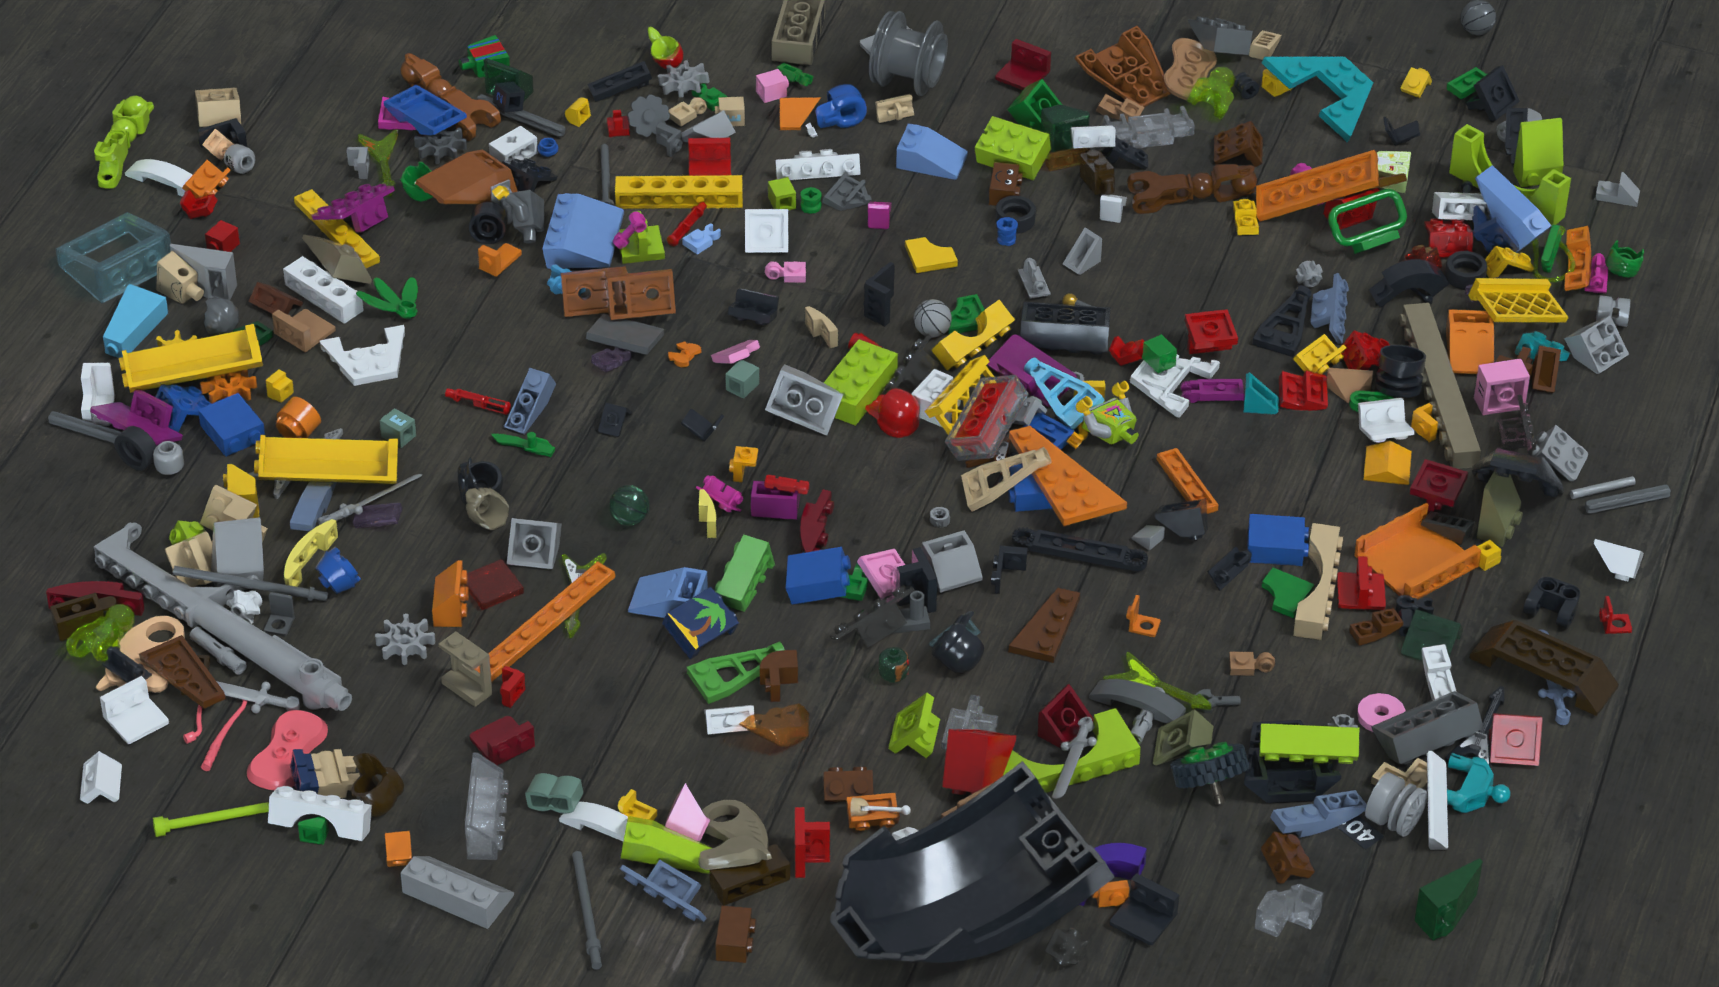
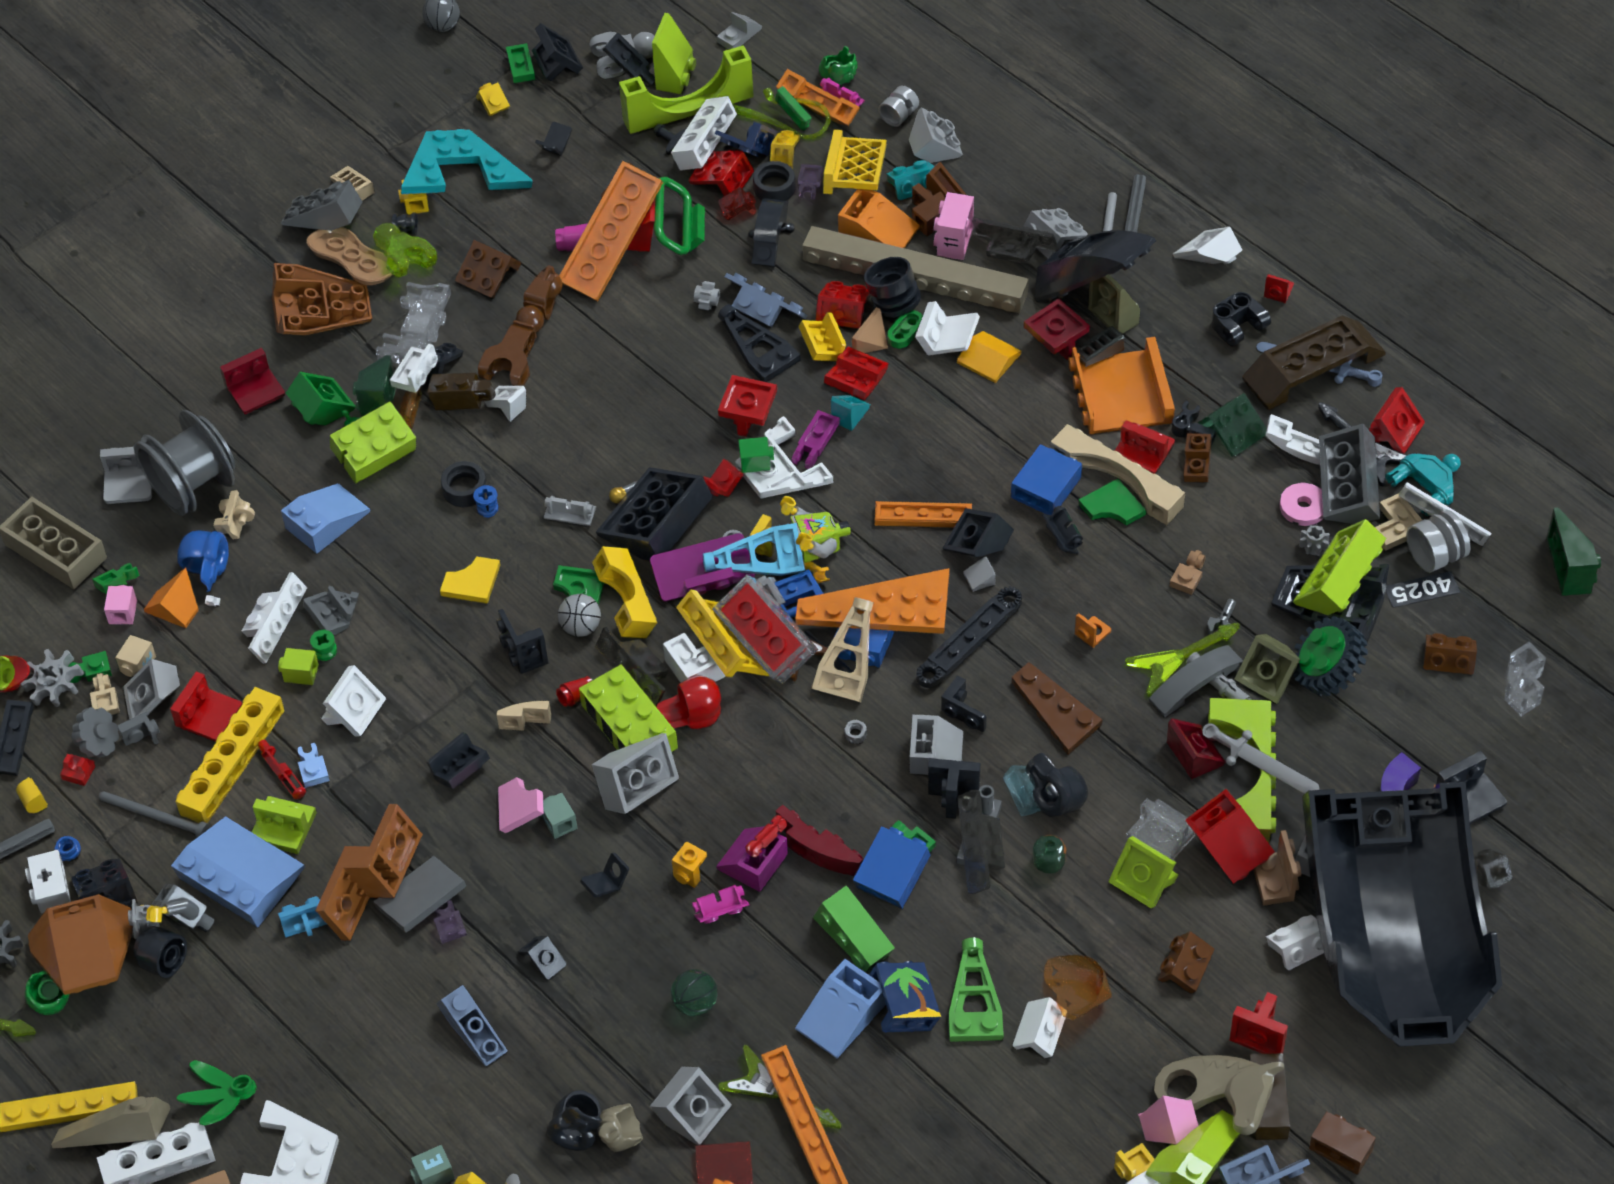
camera: 60 degrees left, 10 degrees up
(363, 205) = (44, 1071): magenta bracket -> none
(478, 400) = (433, 1073): red piece -> none
(497, 260) = (220, 965): orange bracket -> none
(532, 444) = (532, 1050): green piece -> none
(637, 224) = (279, 808): dark pink bar -> none
(687, 353) = (485, 857): orange piece -> none
(707, 513) = (733, 926): light yellow slope -> none
(778, 669) = (1000, 958): reddish brown brick -> none
(792, 272) = (417, 706): bright pink plate -> none
(860, 807) = (1236, 962): hinge -> none
(874, 818) = (1235, 956): orange bracket -> none
(879, 215) = (387, 591): dark pink slope -> none
(881, 570) = (911, 810): bright pink tile -> none
(1004, 182) = (415, 473): reddish brown brick -> none
(1085, 252) = (561, 452): light grey slope -> none
(1113, 108) = (367, 334): medium nougat slope -> none
(1245, 217) = (586, 308): yellow slope -> none
(1320, 816) = (1411, 603): sand blue slope -> none
(1394, 163) = (598, 171): yellowish green torso -> none
(1424, 423) = (958, 303): light orange bracket -> none
(1490, 555) = (1147, 331): yellow piece -> none
(1511, 207) = (735, 107): medium blue wedge -> none

